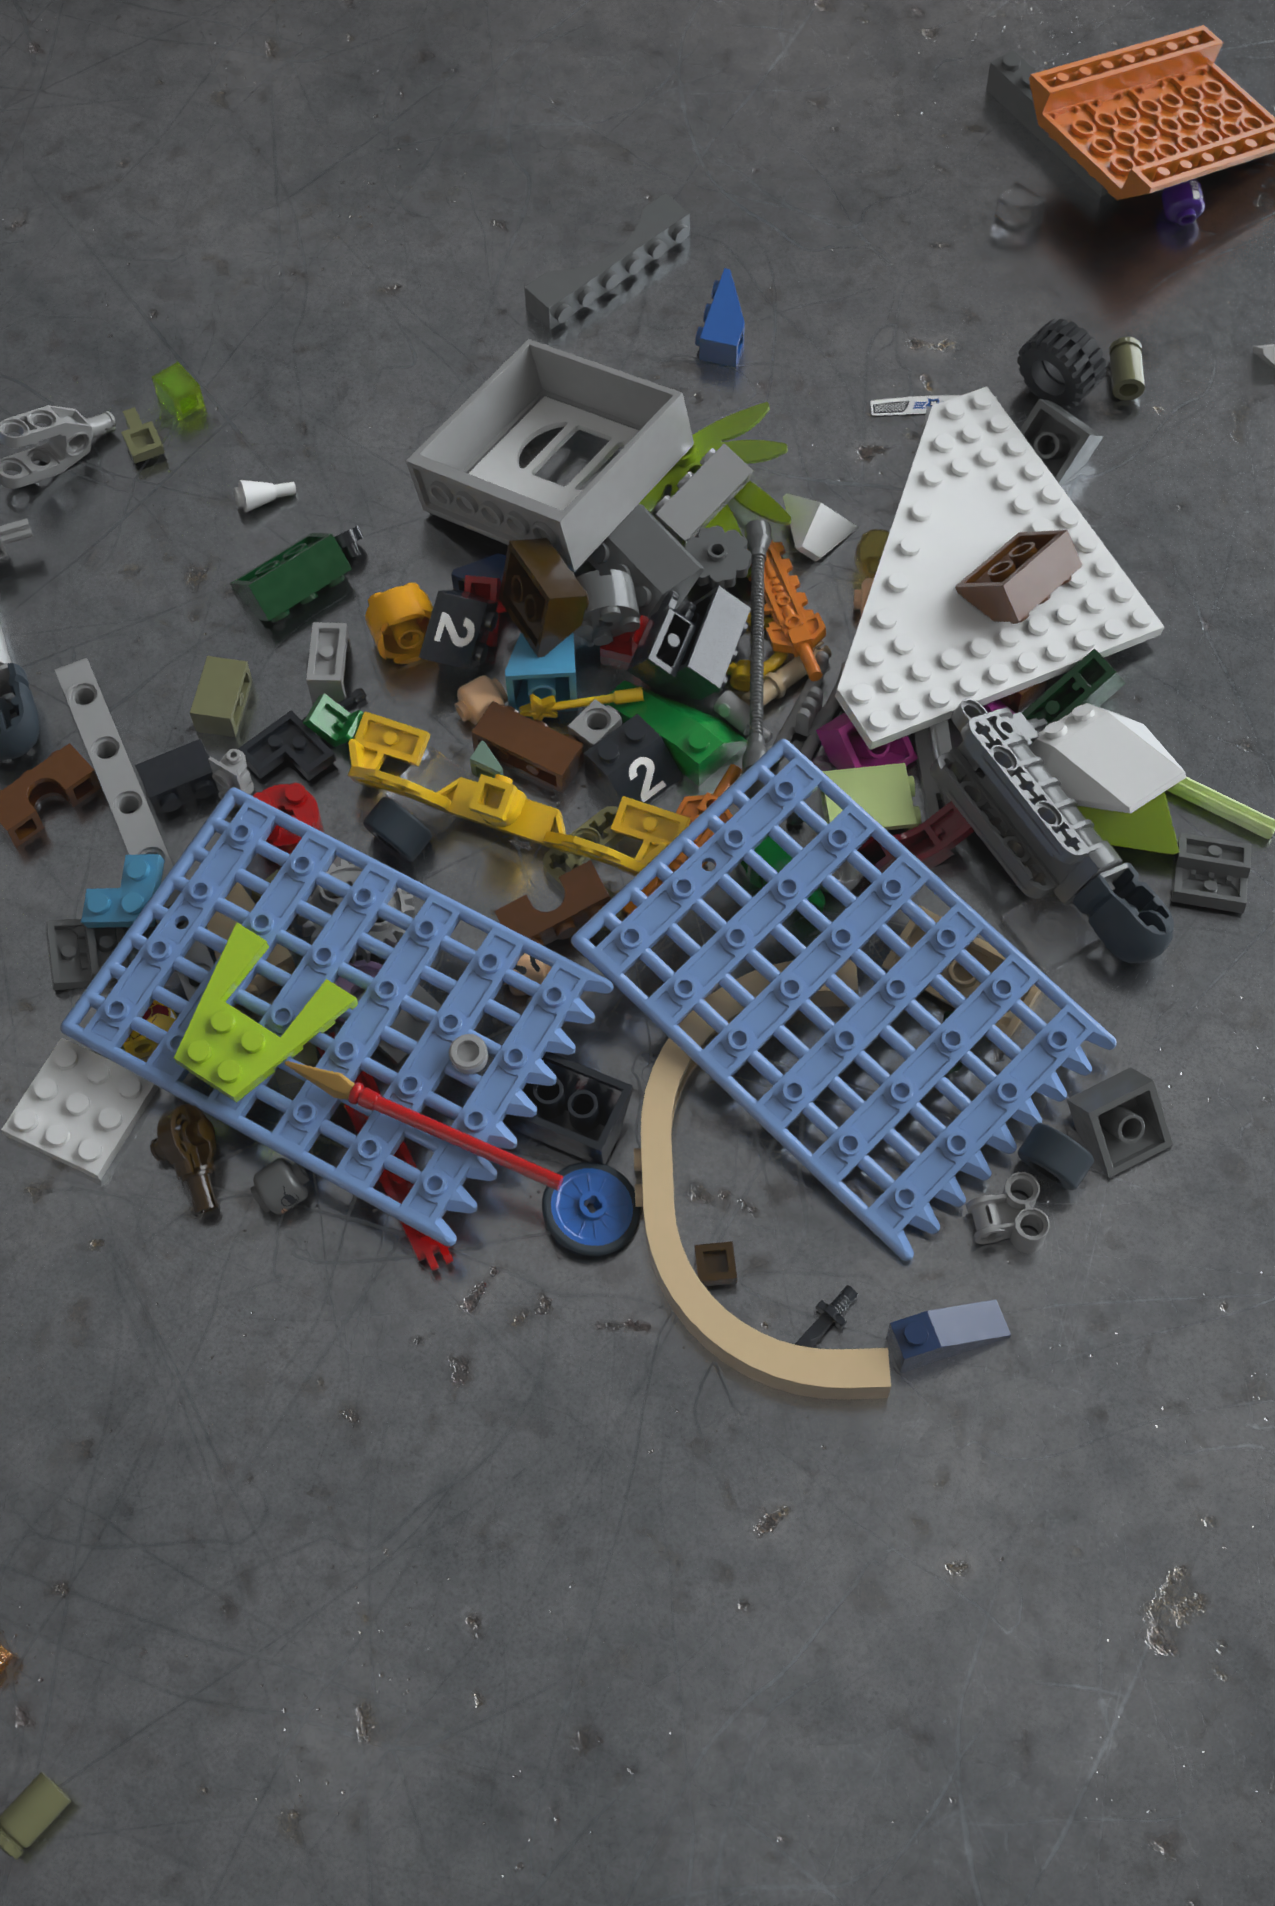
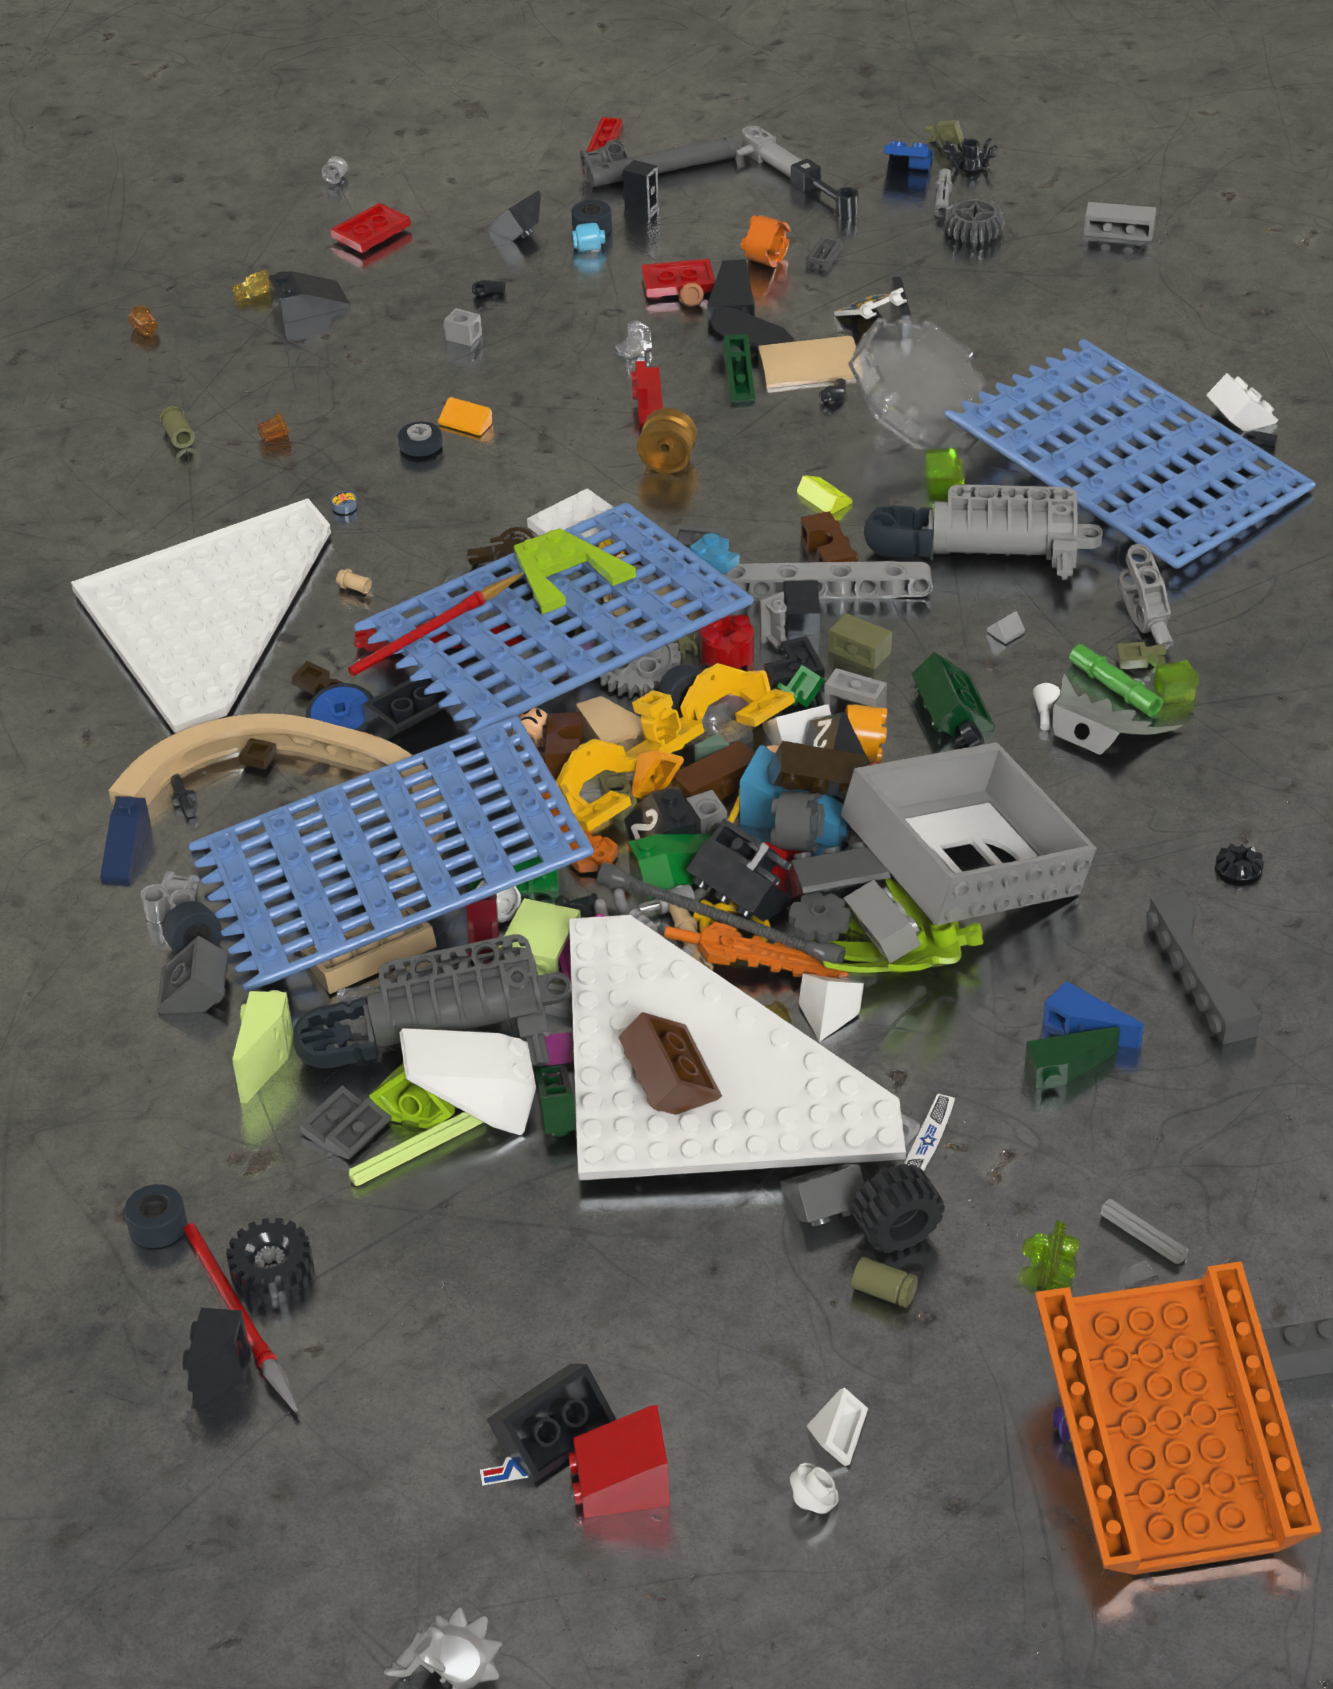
camera: 115 degrees right, 20 degrees down
(130, 574) = (1007, 628): none -> light grey slope
(134, 1449) = (344, 502): none -> tile
(191, 445) = (1116, 680): none -> bright green piece
(268, 437) = (1099, 717): none -> light grey piece
(318, 1333) = (347, 579): none -> tan pin
(408, 692) = (793, 726): none -> white slope
(445, 284) = (1243, 869): none -> black gear
(451, 1515) = (205, 608): none -> white plate
(468, 1054) = (468, 651): light grey tile -> none
(495, 878) = (610, 723): none -> tan slope
(545, 1272) = (312, 678): none -> dark brown plate
(566, 787) = (654, 772): none -> light orange slope
(783, 322) = (1066, 1057): none -> dark green slope
(951, 223) = (1144, 1231): none -> light grey axle
(1023, 268) = (1048, 1254): none -> clear neon green hips
(1176, 982) = (262, 1040): none -> yellowish green slope

